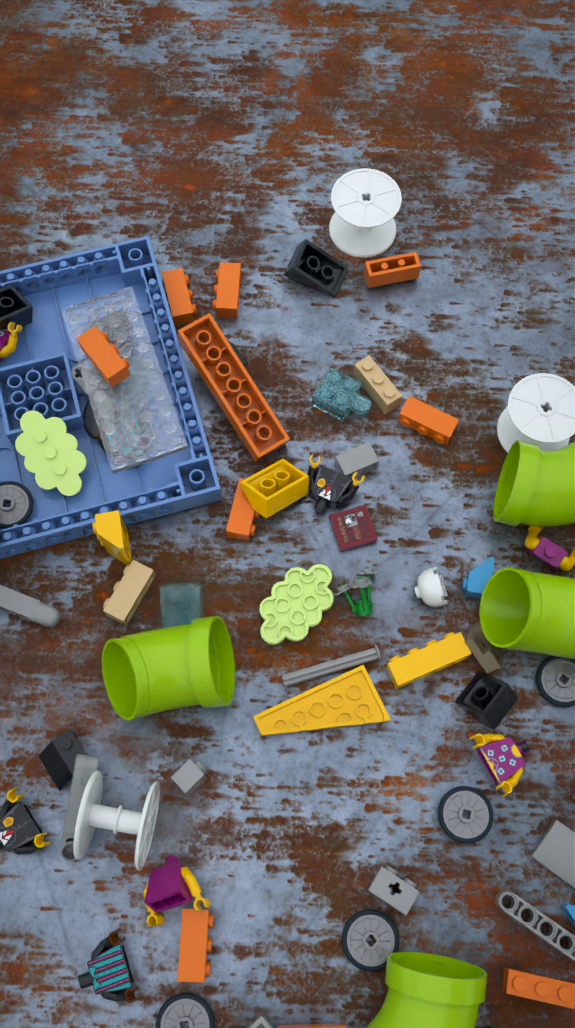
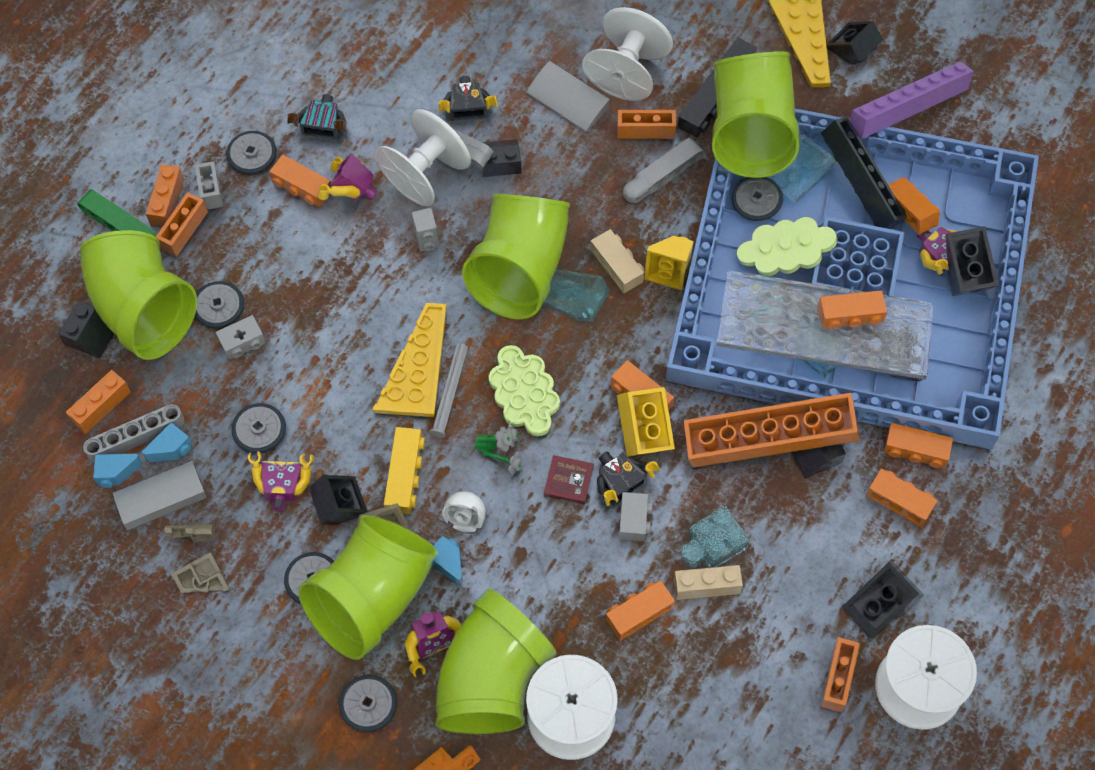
camera: 120 degrees right, 5 degrees down
(534, 885) = (168, 445): none -> dark azure slope

